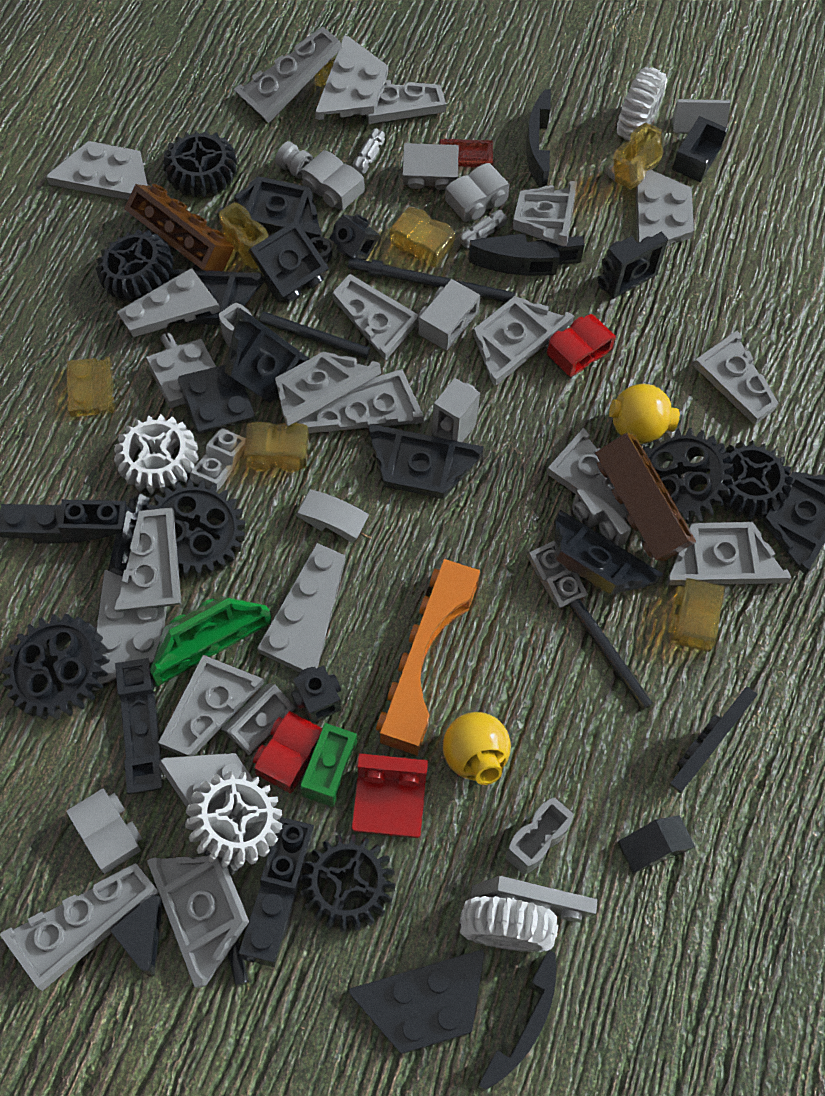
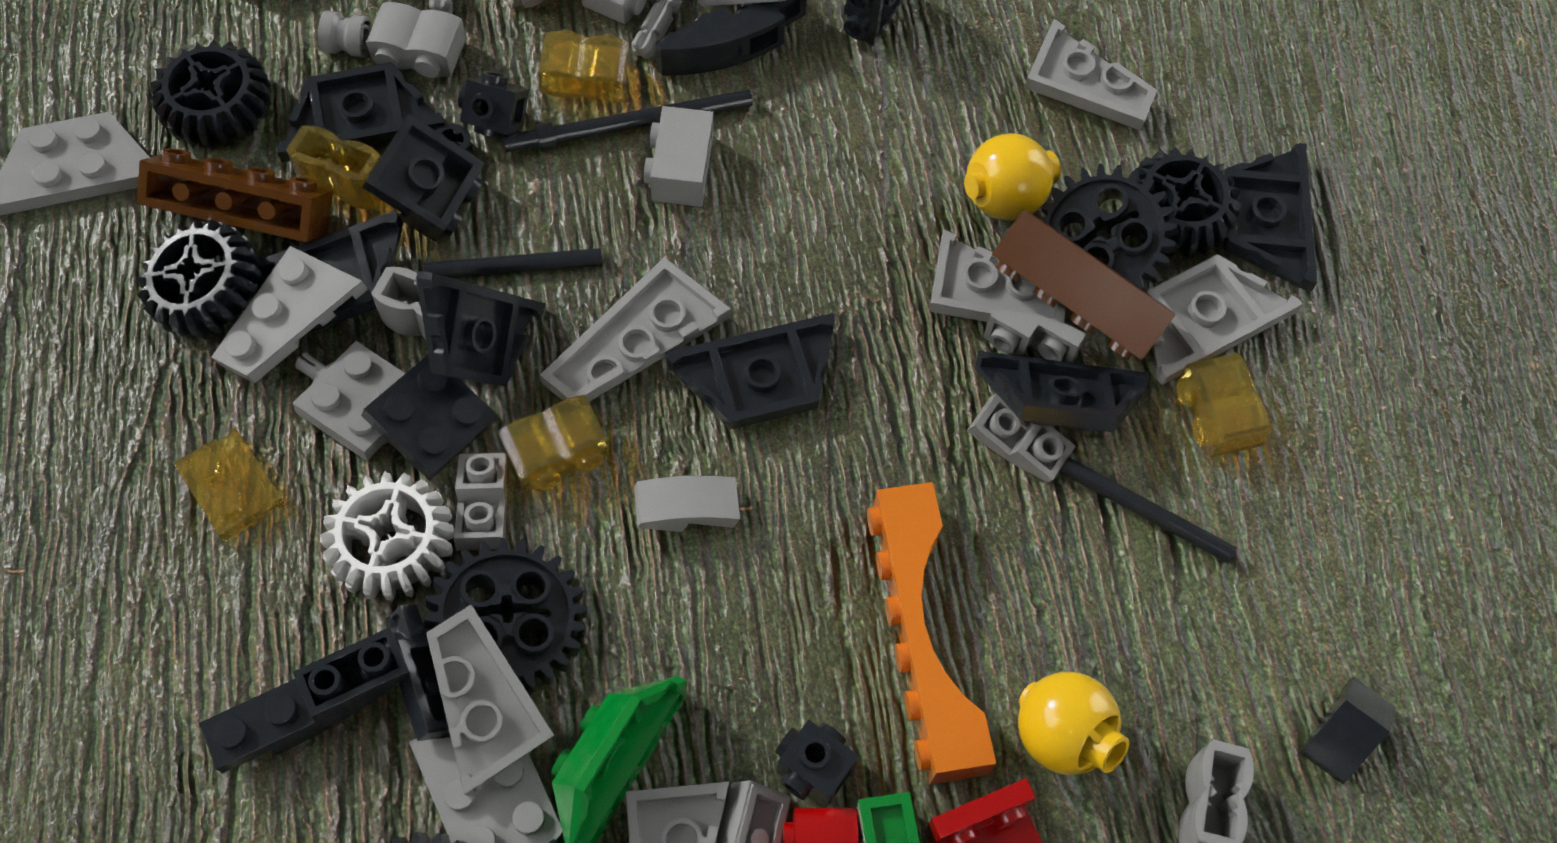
camera: 30 degrees left, 0 degrees up
(302, 621) = (731, 669): light grey wing -> none
(319, 383) = (566, 328): light grey wing -> none
(375, 314) = (582, 199): light grey wing -> none
(455, 411) = (775, 282): light grey brick -> none
(516, 335) = (783, 146): light grey wing -> none
(580, 344) = (873, 122): red brick -> none
(710, 739) = (1347, 566): black wing -> none

